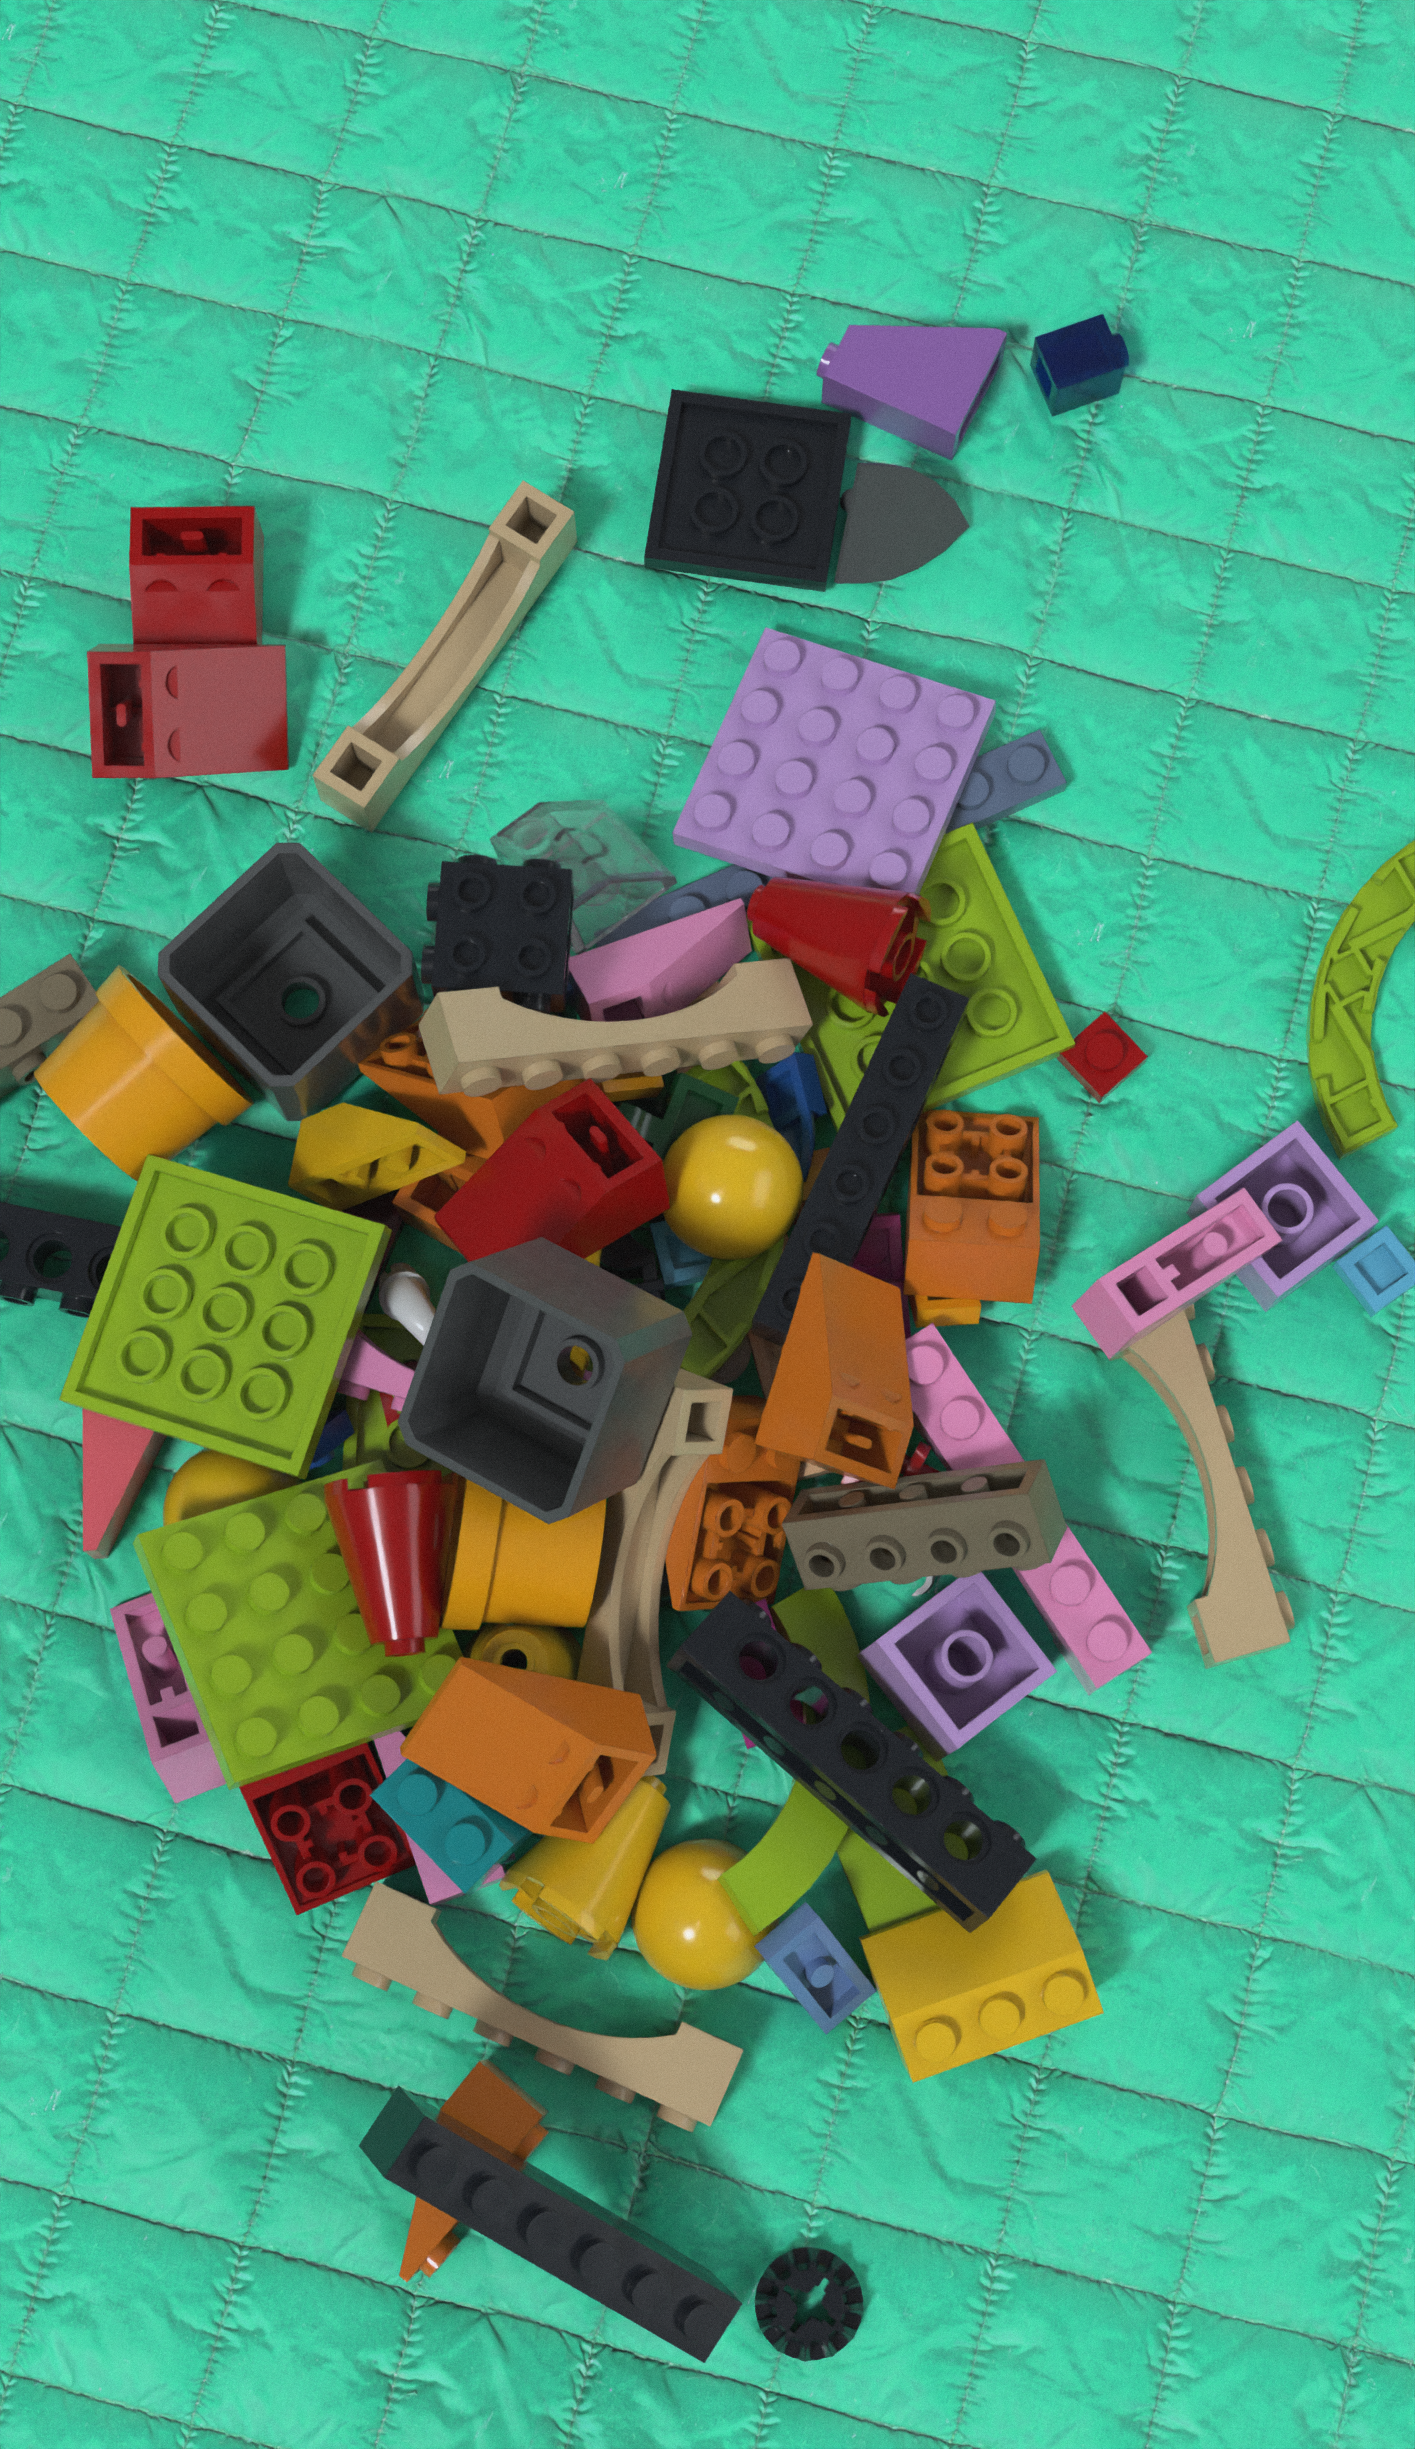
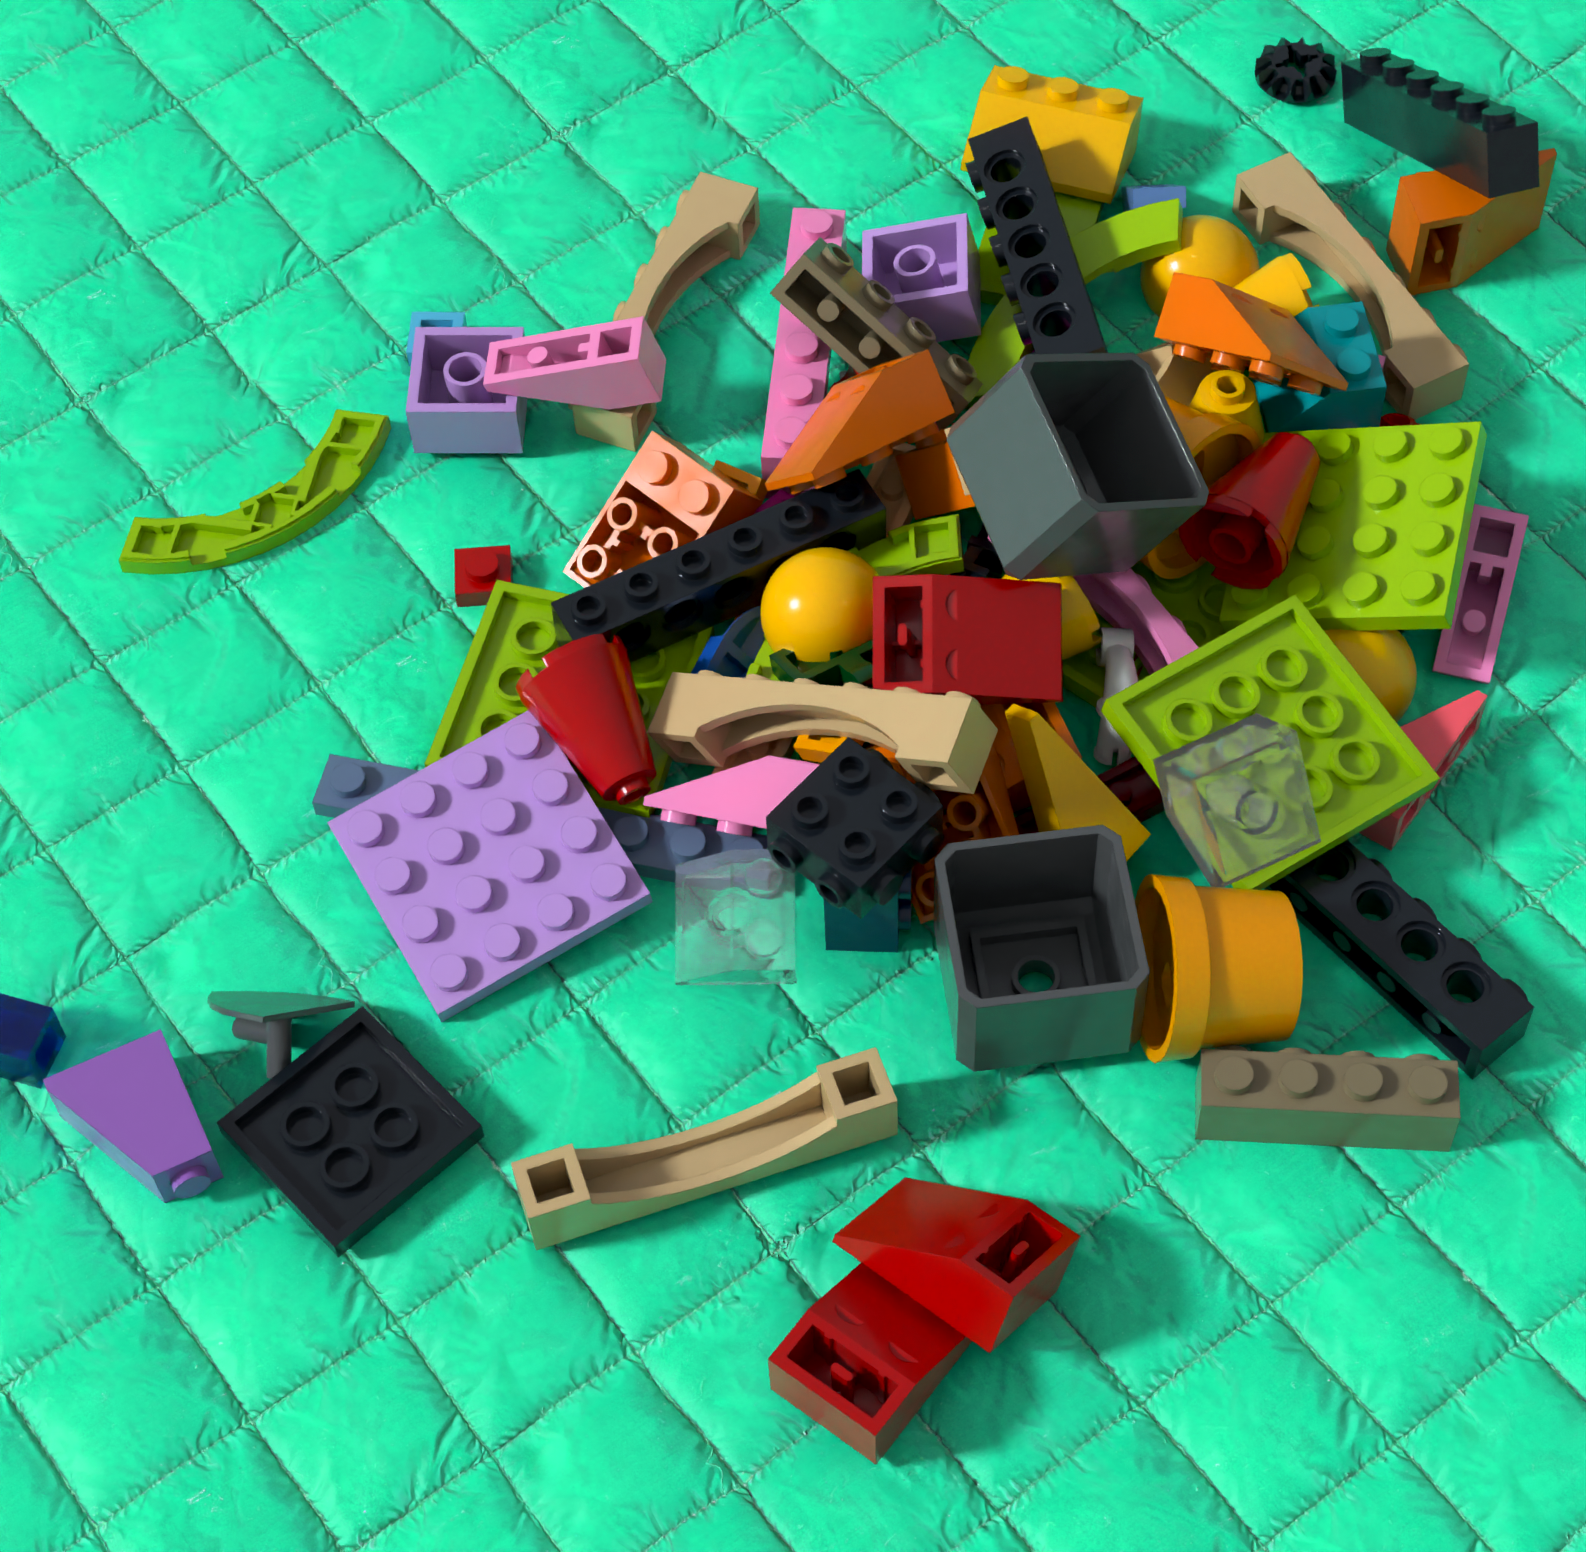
camera: 140 degrees left, 20 degrees down
(203, 1205) = (1239, 798): none -> clear slope

